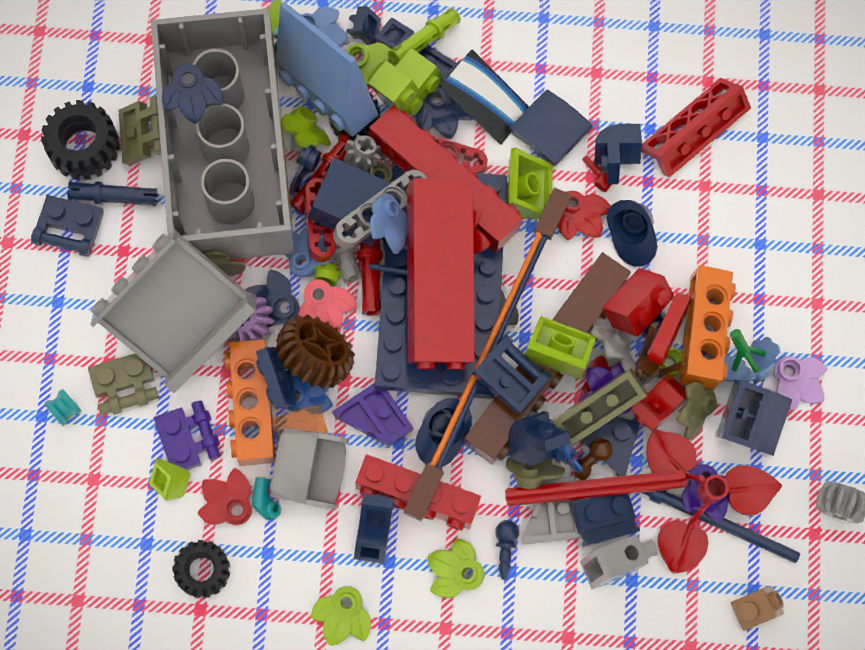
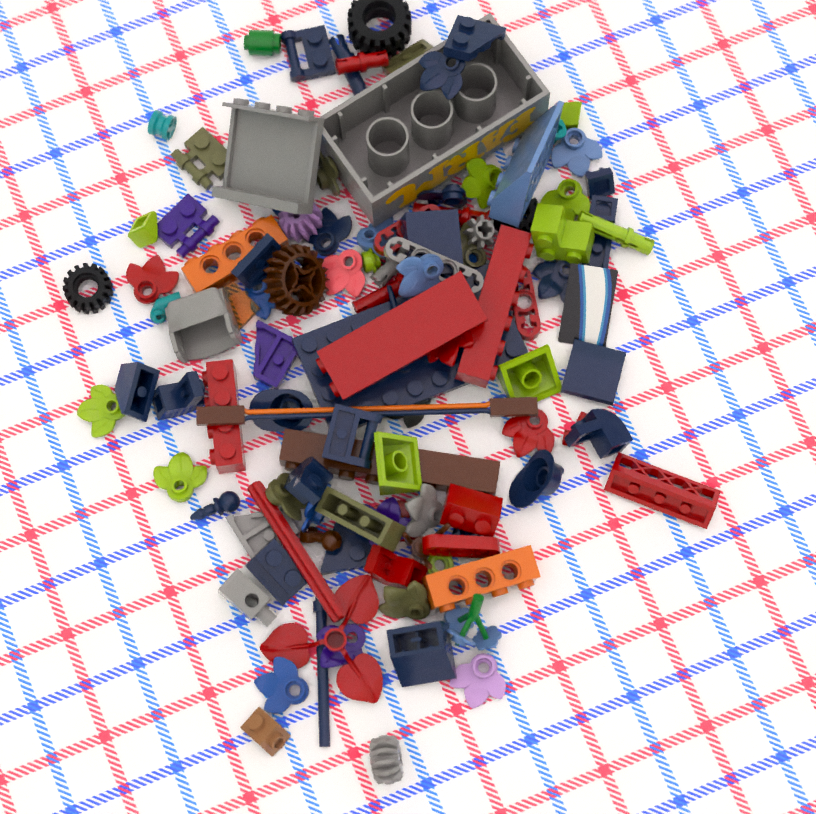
camera: 70 degrees right, 0 degrees up
(30, 263) = (262, 42): none -> green brick
(114, 176) = (361, 62): none -> red pin
(171, 47) = (471, 37): none -> dark blue wing
(344, 568) = (136, 389): none -> dark blue slope
(716, 574) = (278, 686): none -> blue plate

